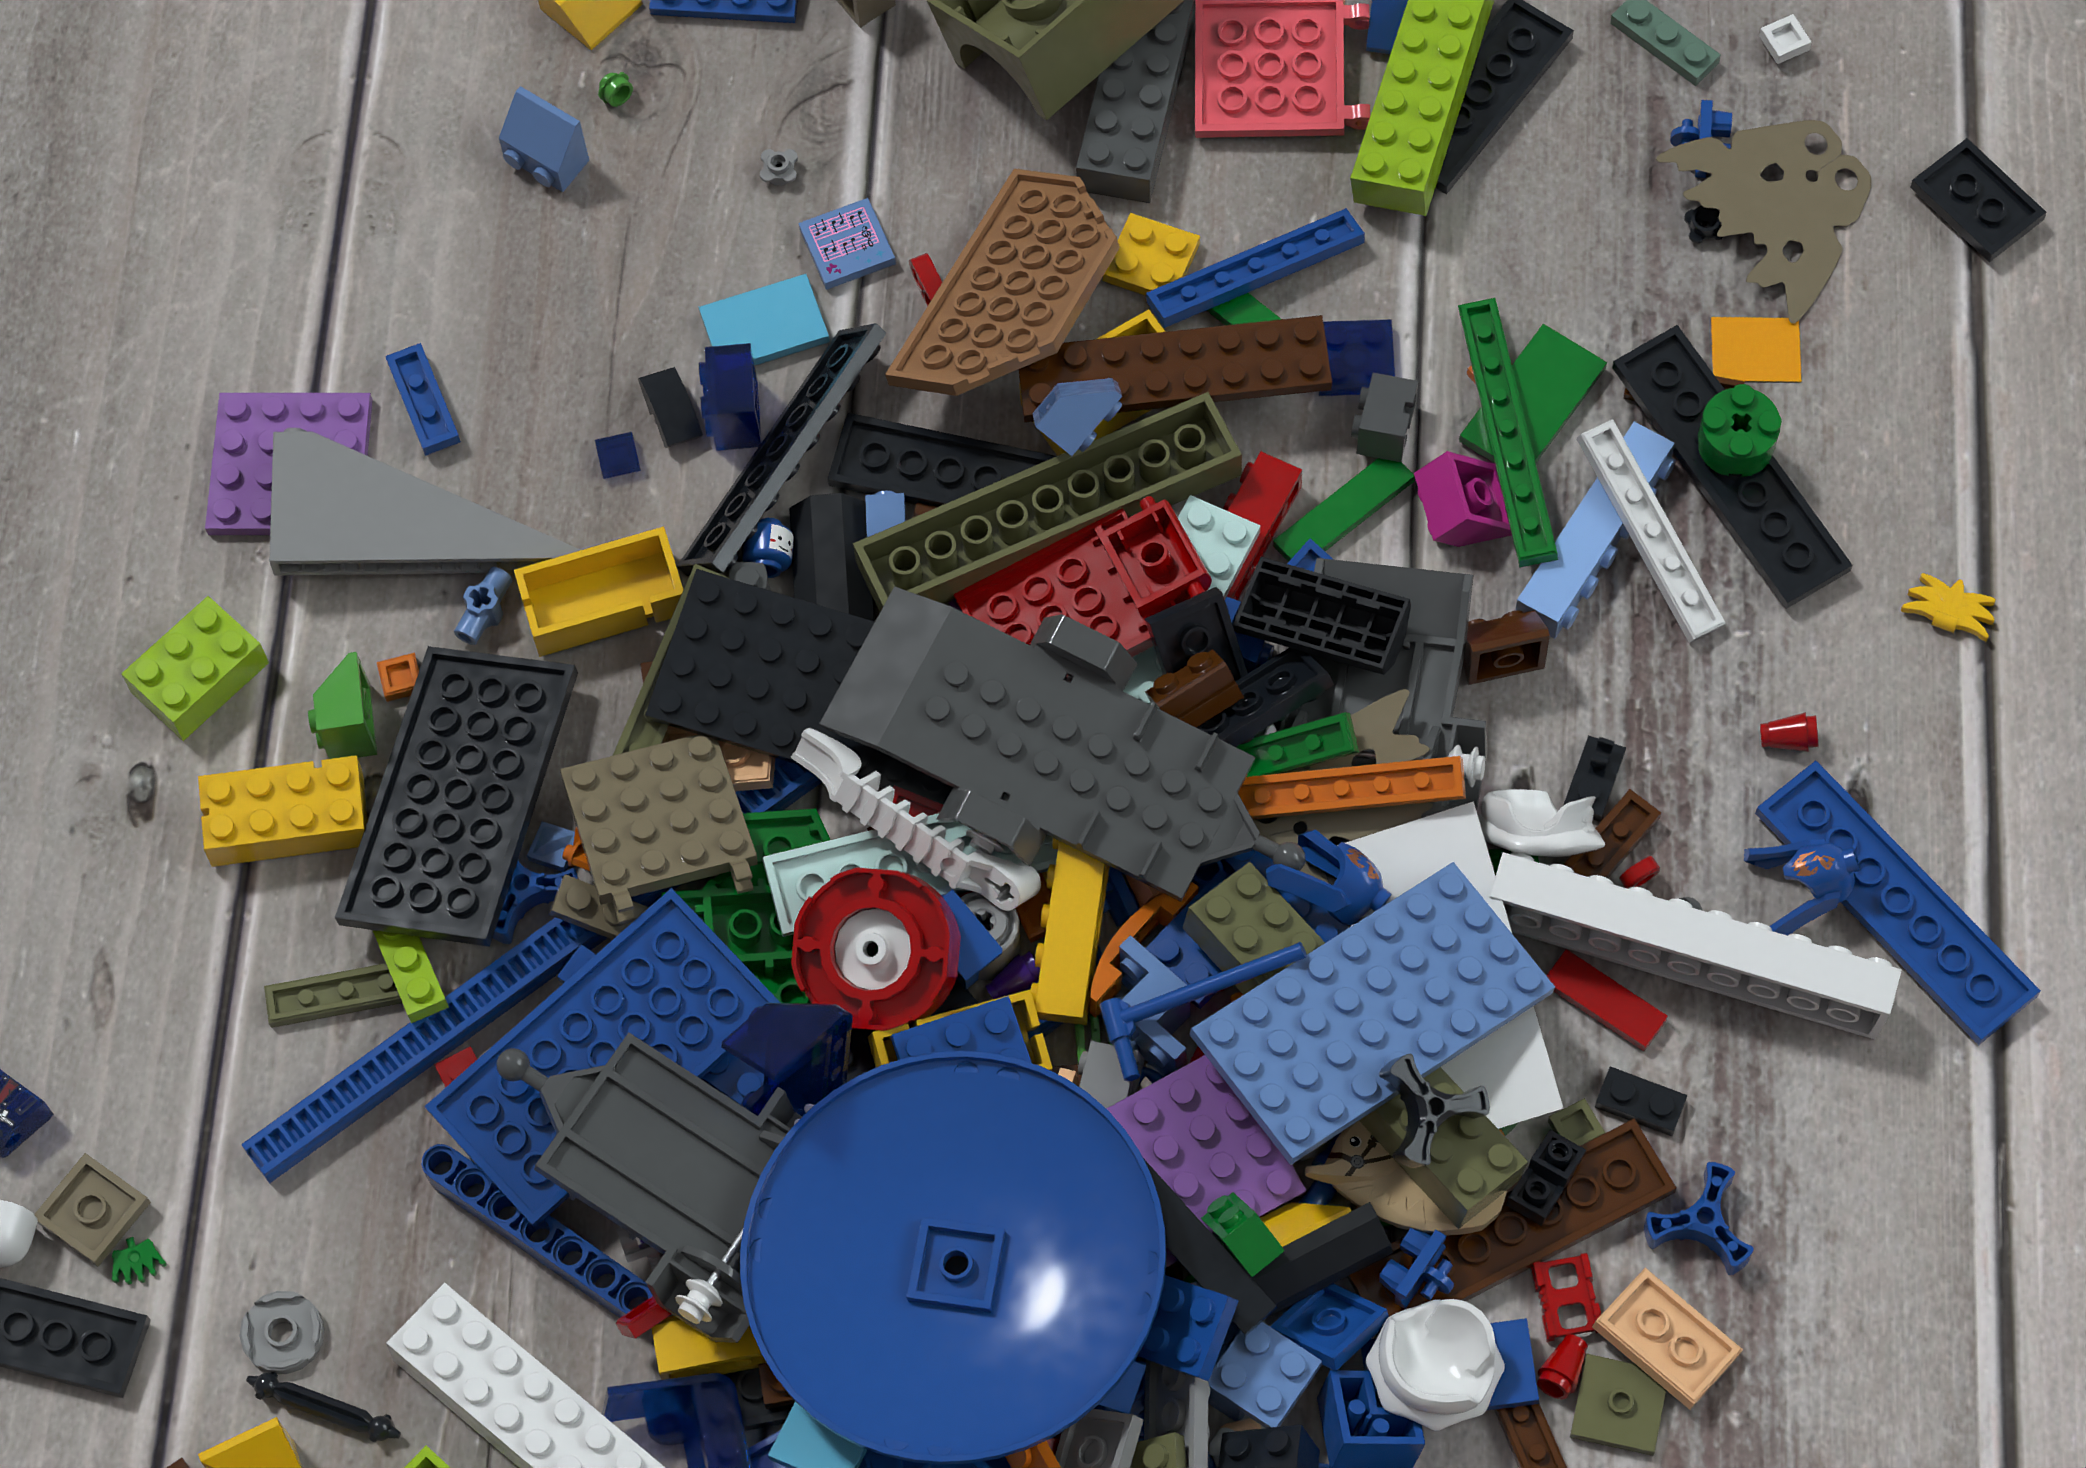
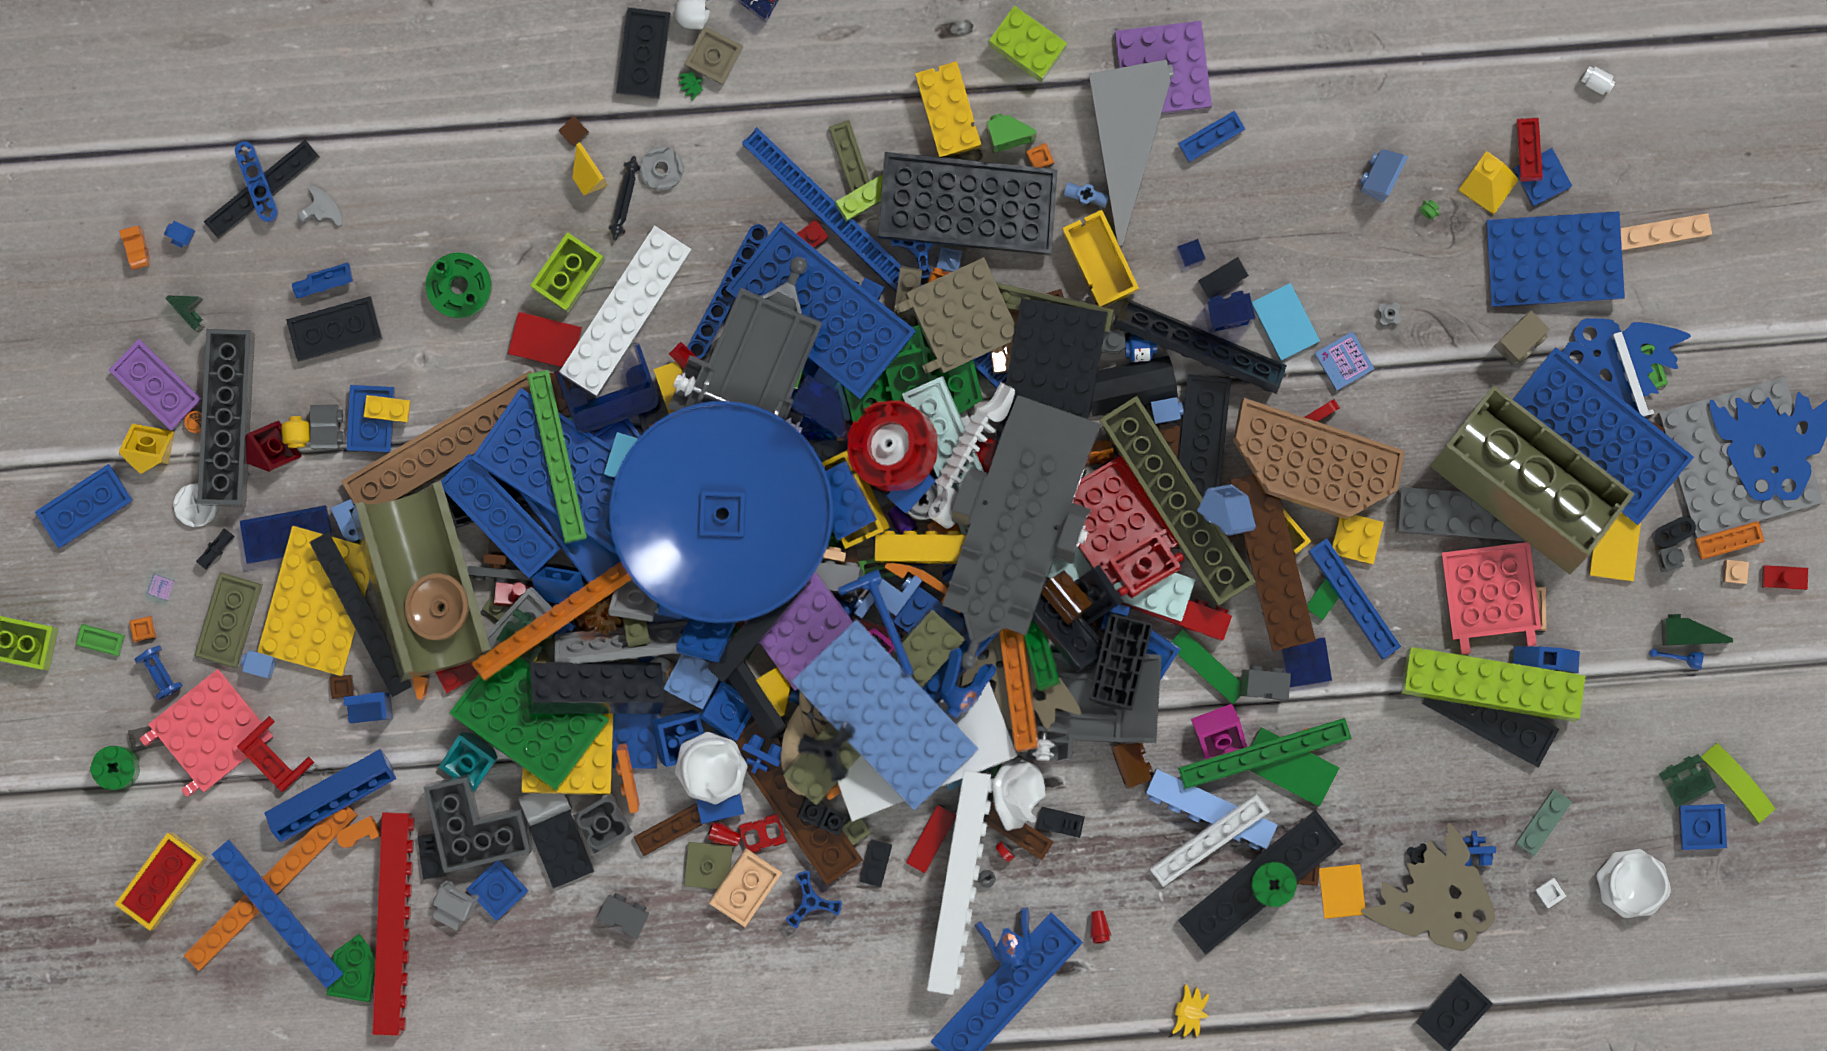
camera: 80 degrees right, 20 degrees up
(1242, 1233) = (759, 660): green brick -> none

